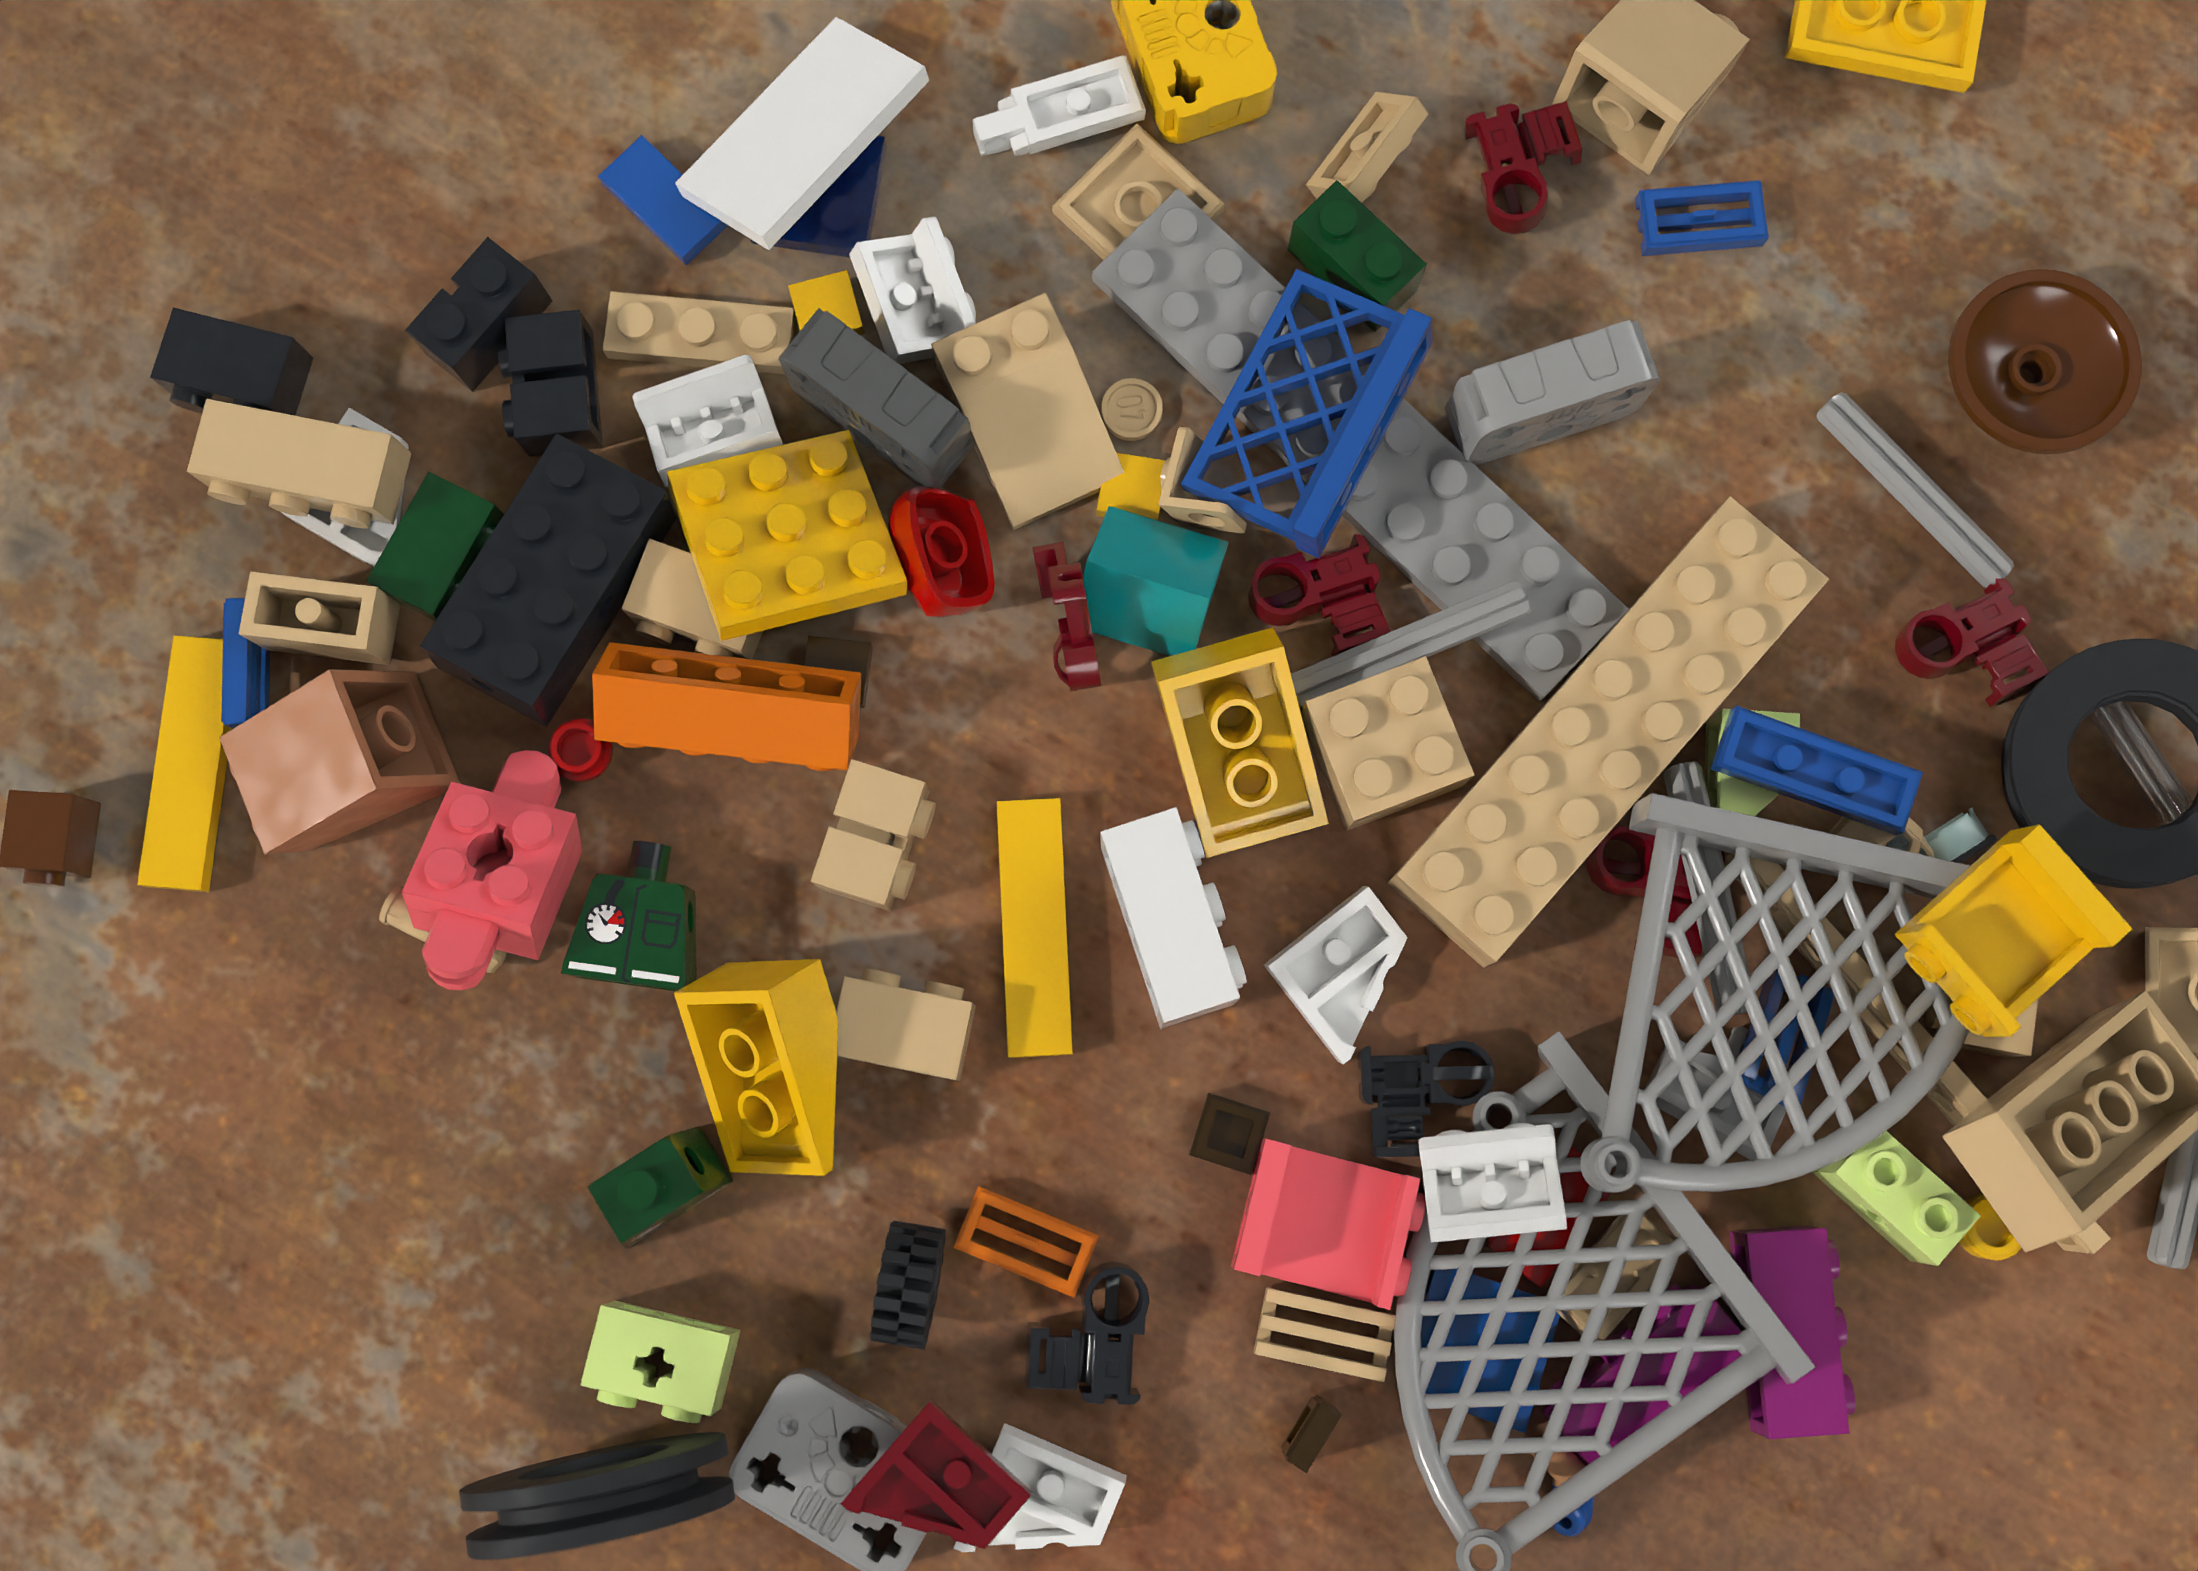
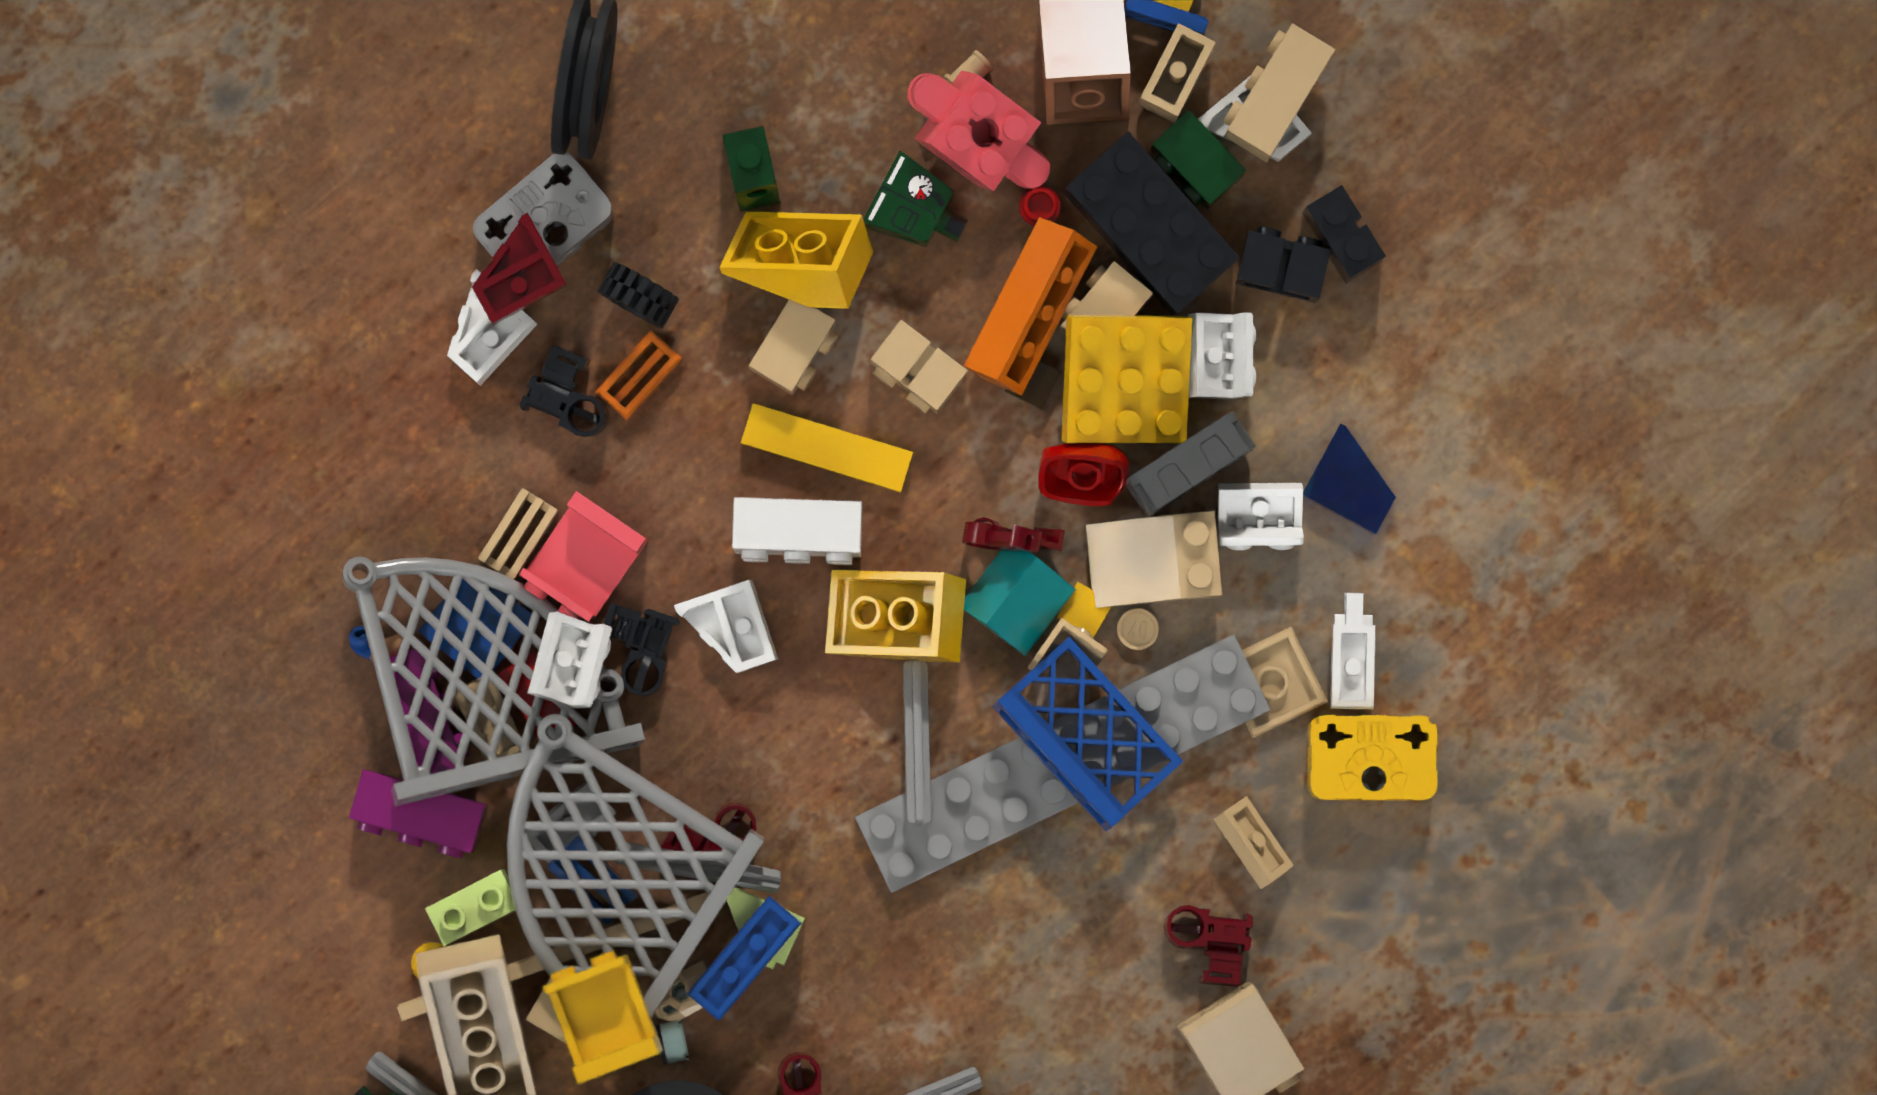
camera: 105 degrees right, 5 degrees up
(229, 364) = (1365, 67): black piece -> none
(631, 1333) = (669, 123): yellowish green brick -> none
(647, 188) = (1385, 377): blue tile -> none
(696, 331) = (1287, 370): tan plate -> none
(802, 132) = (1393, 481): white tile -> none
(830, 294) = (1273, 456): yellow tile -> none
(1229, 1133) = (658, 521): dark brown tile -> none
(1310, 1432) = (465, 503): dark brown tile -> none
(1338, 589) = (969, 715): dark red piece -> none
(1355, 250) = (1182, 806): dark green brick -> none
(1386, 743) = (859, 704): tan brick -> none
(1551, 392) = (1043, 891): light grey axle -> none
(1607, 733) = (817, 845): tan brick -> none
(1707, 240) = (1123, 1081): blue tile -> none

